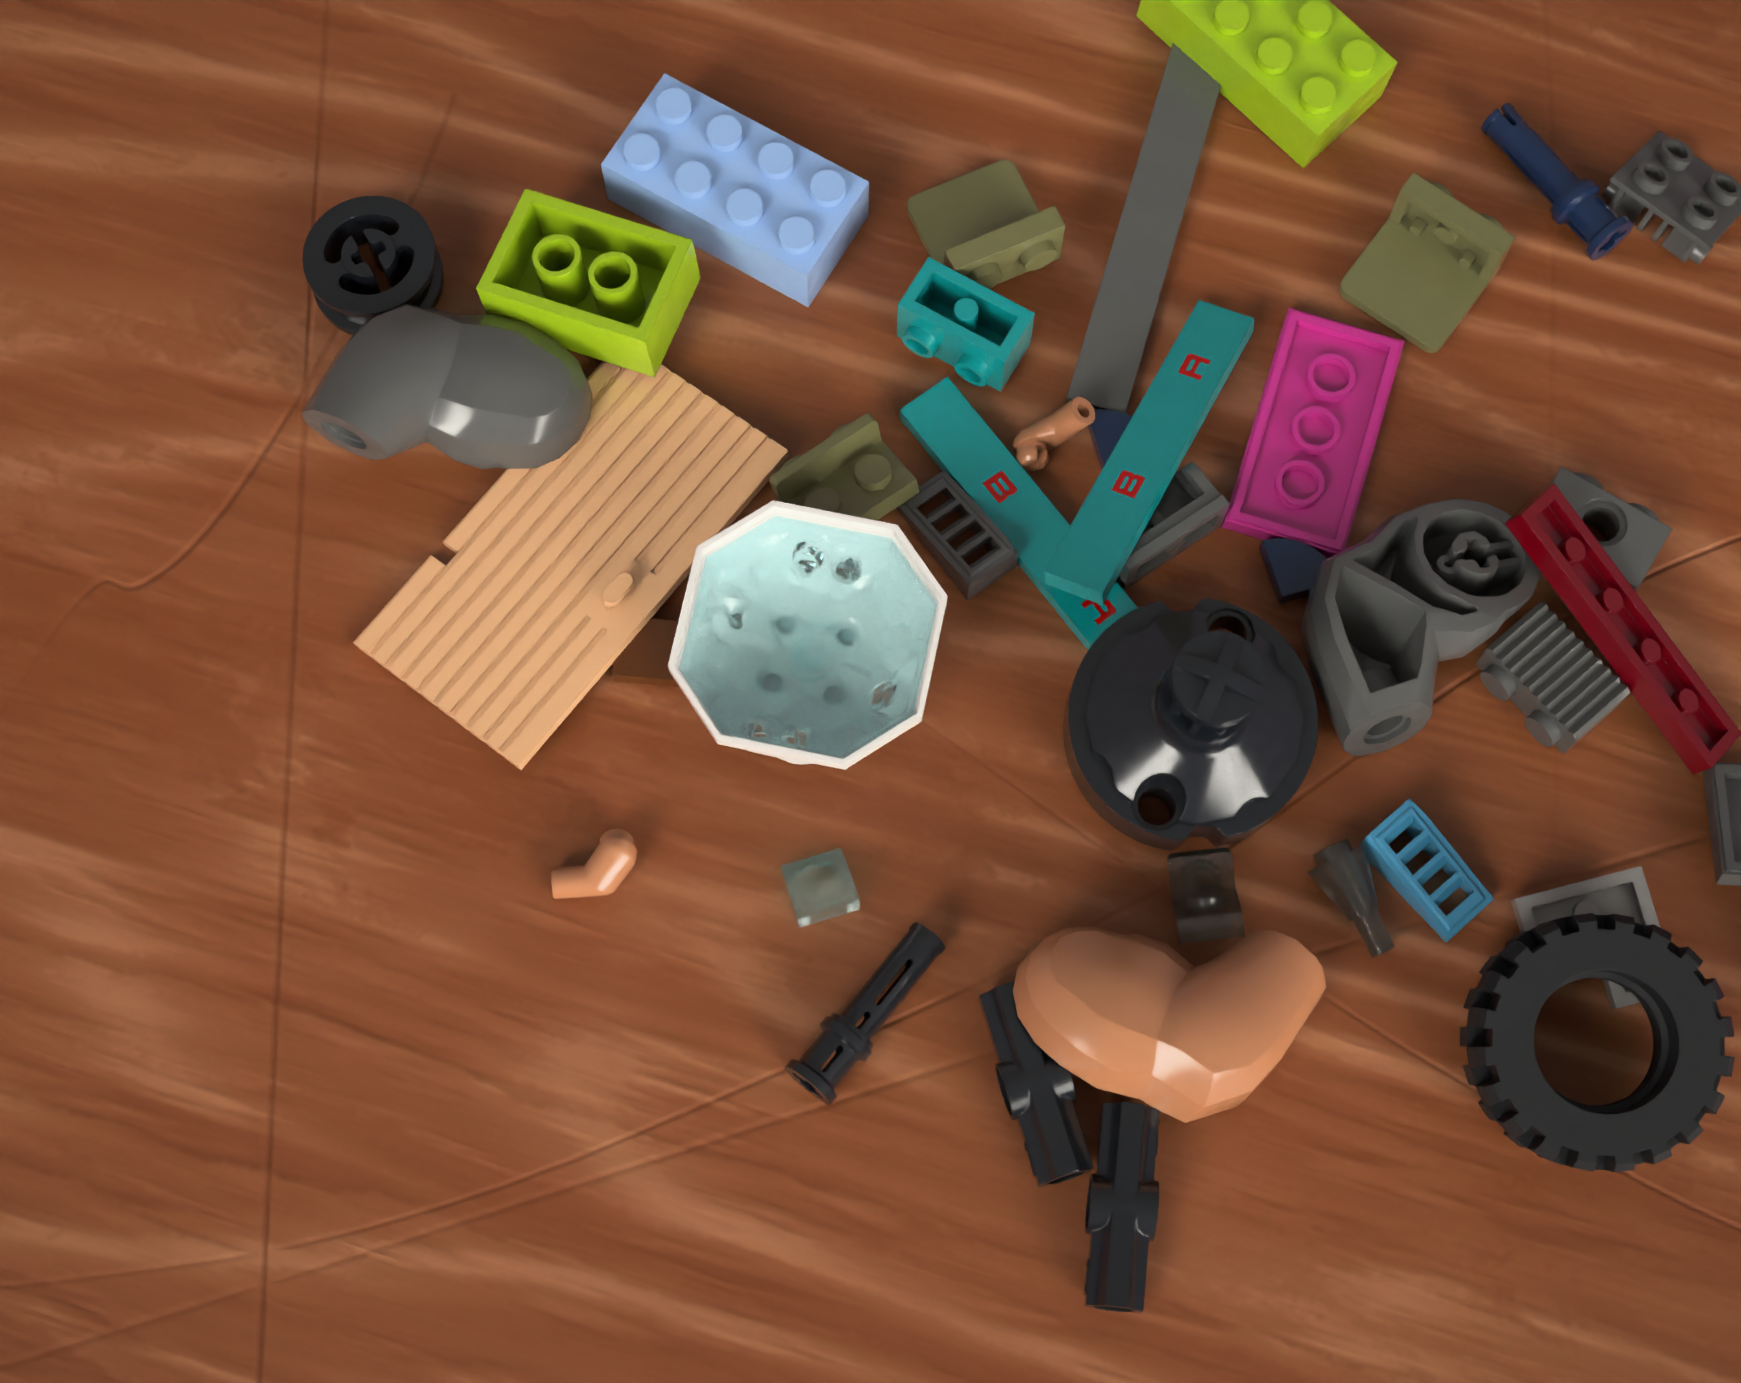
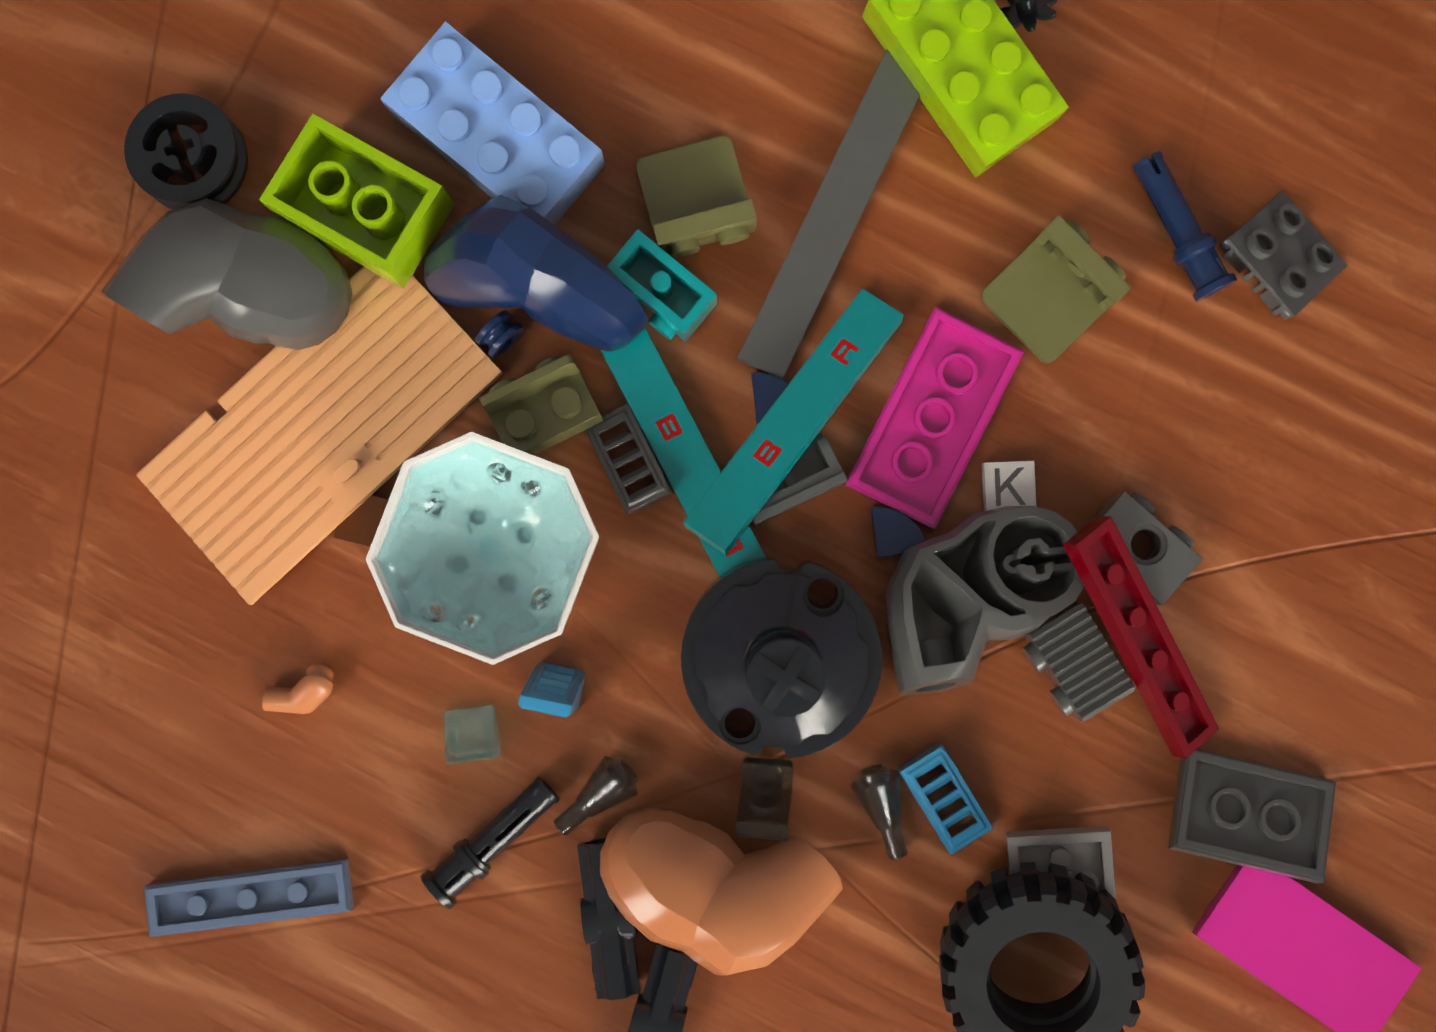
camera: 15 degrees right, 15 degrees up
(564, 1138) = (249, 897): none -> sand blue tile
(778, 411) = (499, 334): none -> dark blue bush
(813, 309) = (520, 260): none -> dark blue piece
(917, 814) = (553, 690): none -> dark azure slope
(999, 925) = (607, 787): none -> clear smoke cone
(1045, 435) = (718, 385): nougat arm -> none
(1417, 485) = (1008, 484): none -> white tile

